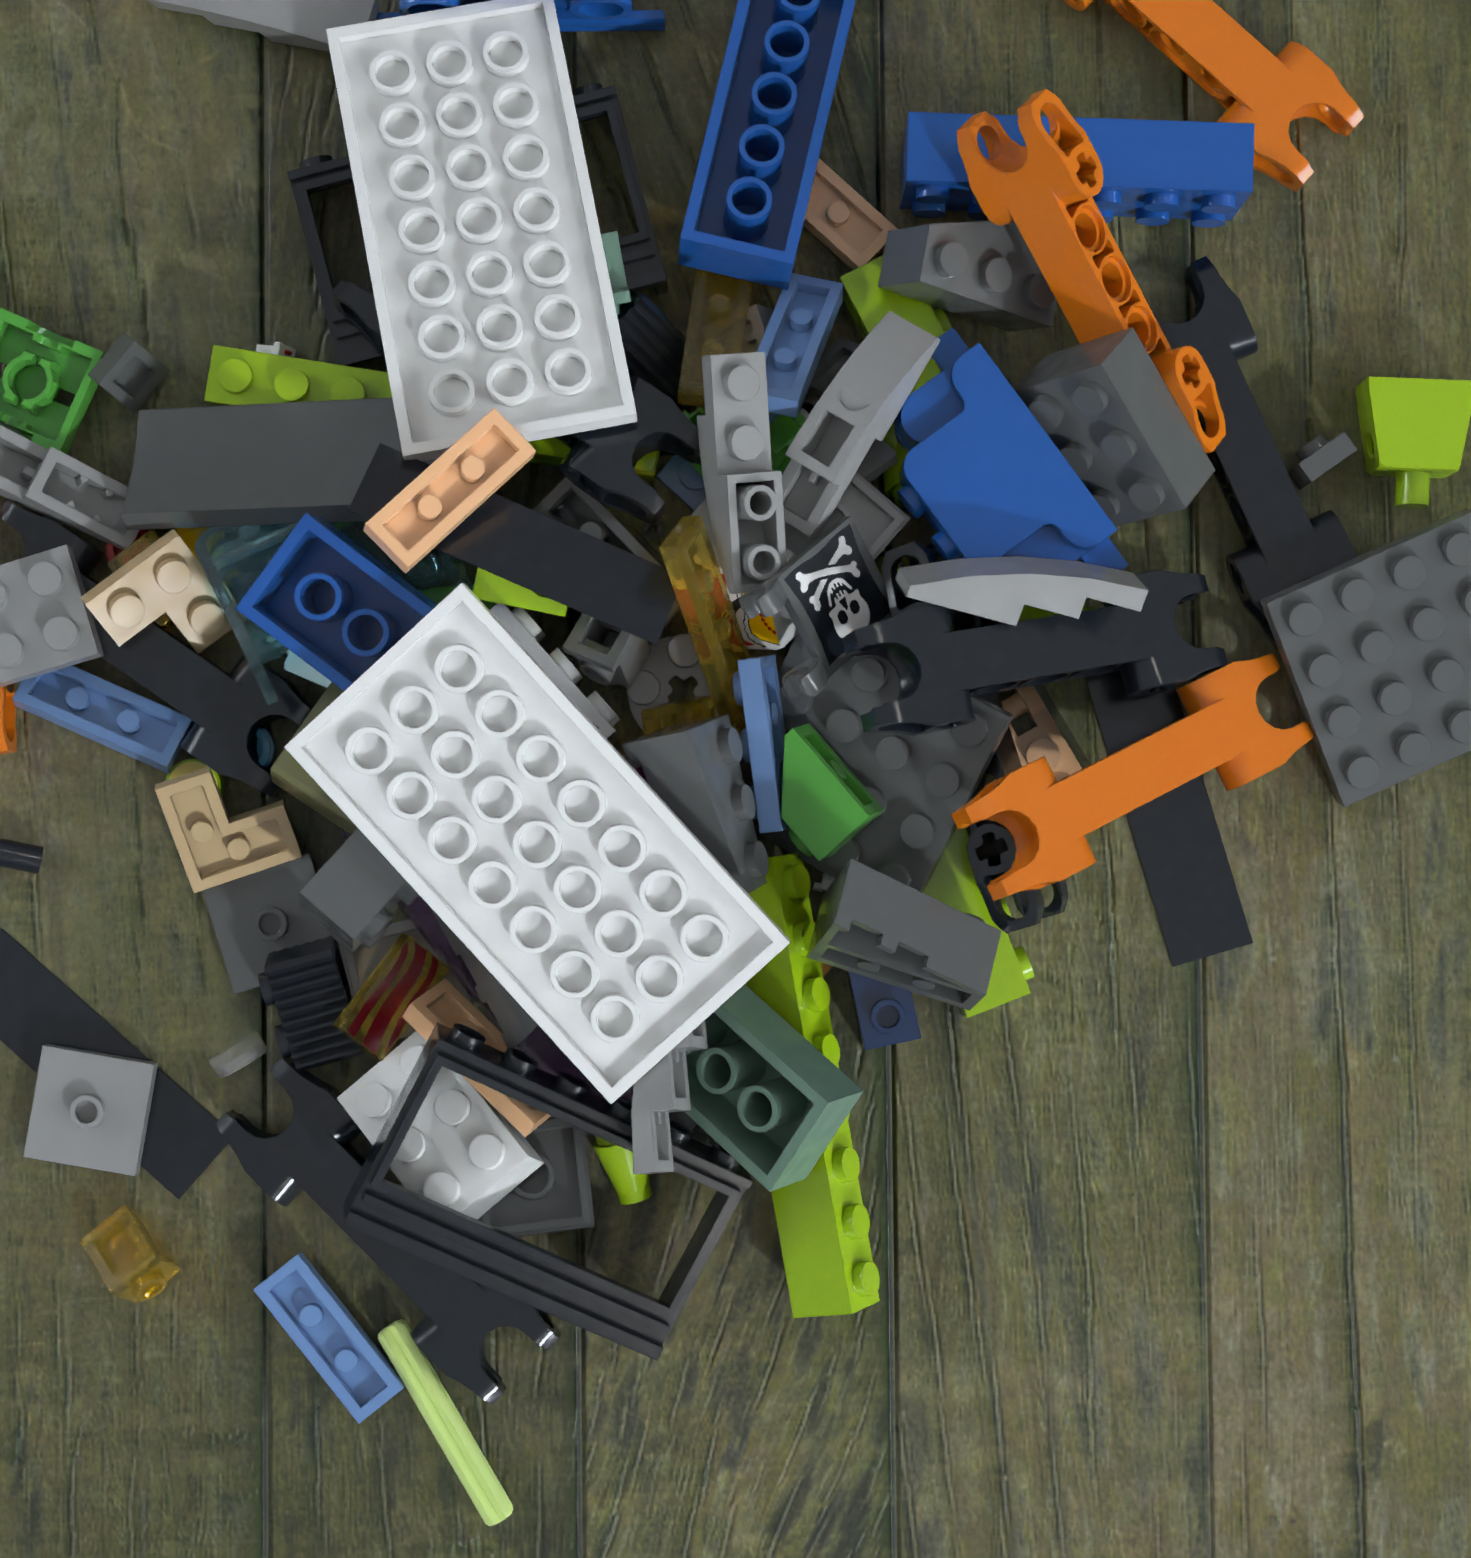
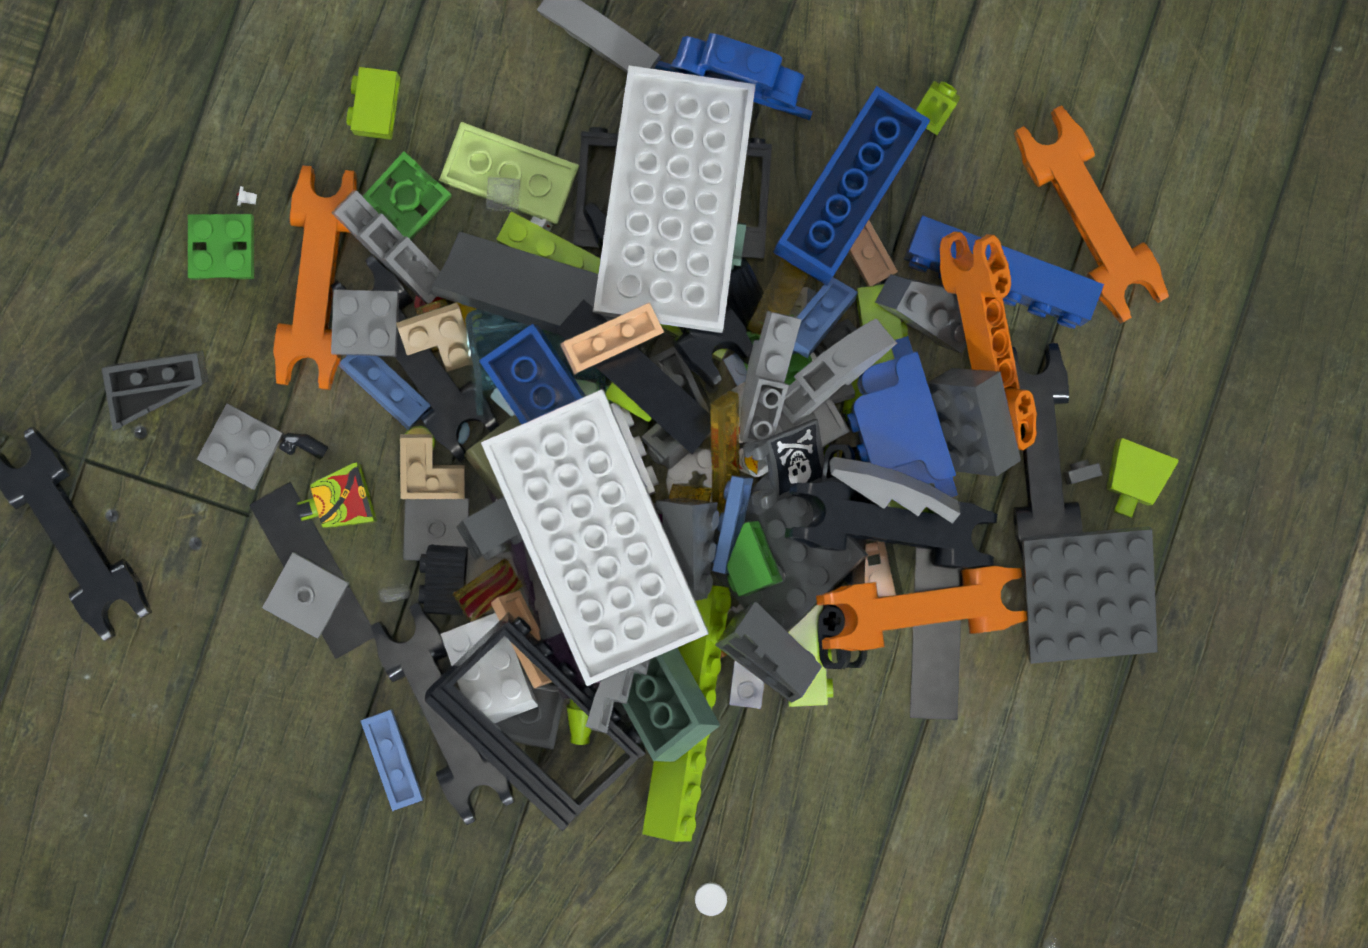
camera: 25 degrees right, 0 degrees up
(92, 928) = (340, 499): none -> torso
(128, 1257) = (300, 680): clear yellow bracket -> none
(129, 372) = (460, 208): dark grey tile -> none
(192, 323) = (503, 194): none -> clear plate
(193, 287) = (482, 154): none -> yellowish green tile
(445, 1423) = (437, 826): yellowish green axle -> none
(945, 1385) = (711, 899): none -> white tile

